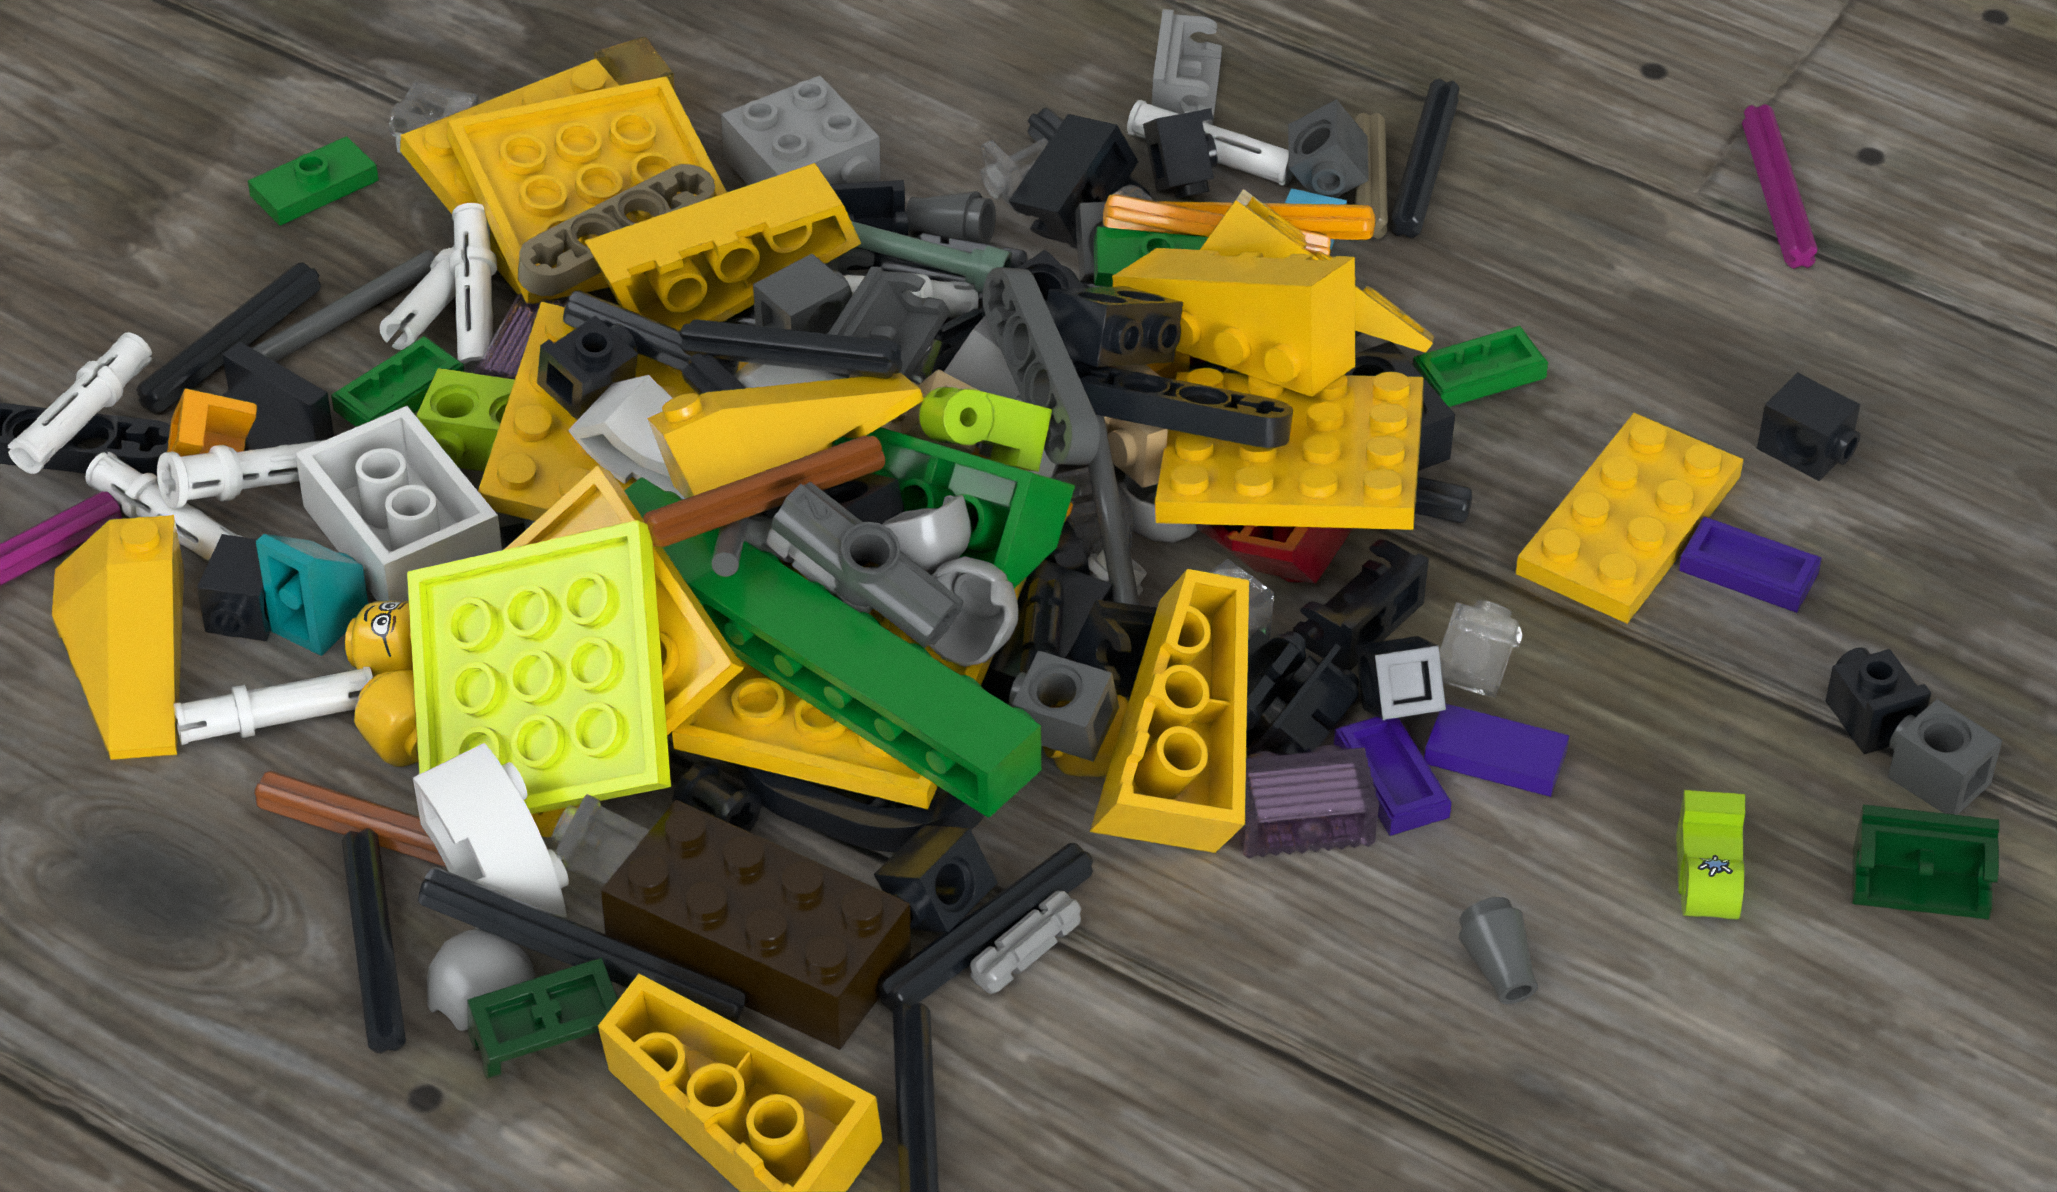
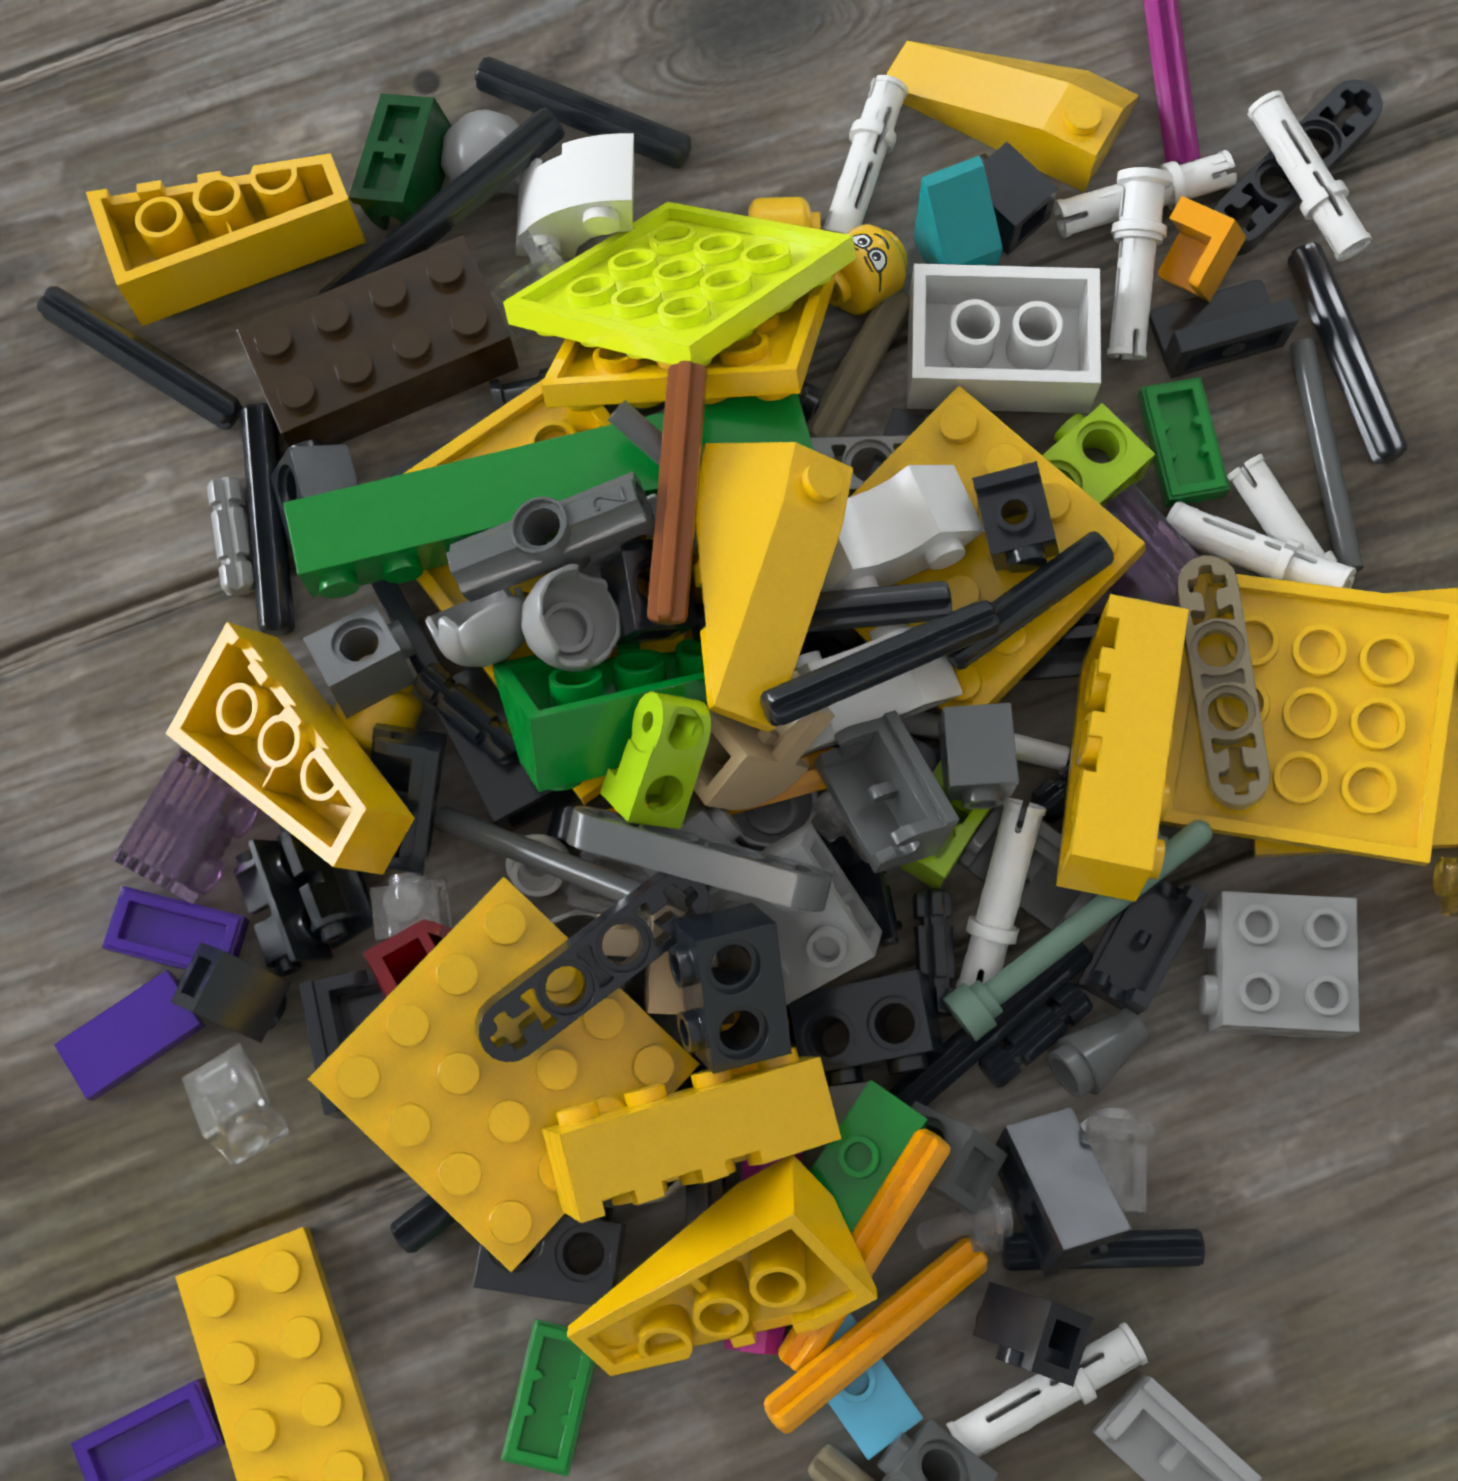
camera: 130 degrees right, 30 degrees up
(345, 813) = (711, 160): dark orange axle -> none

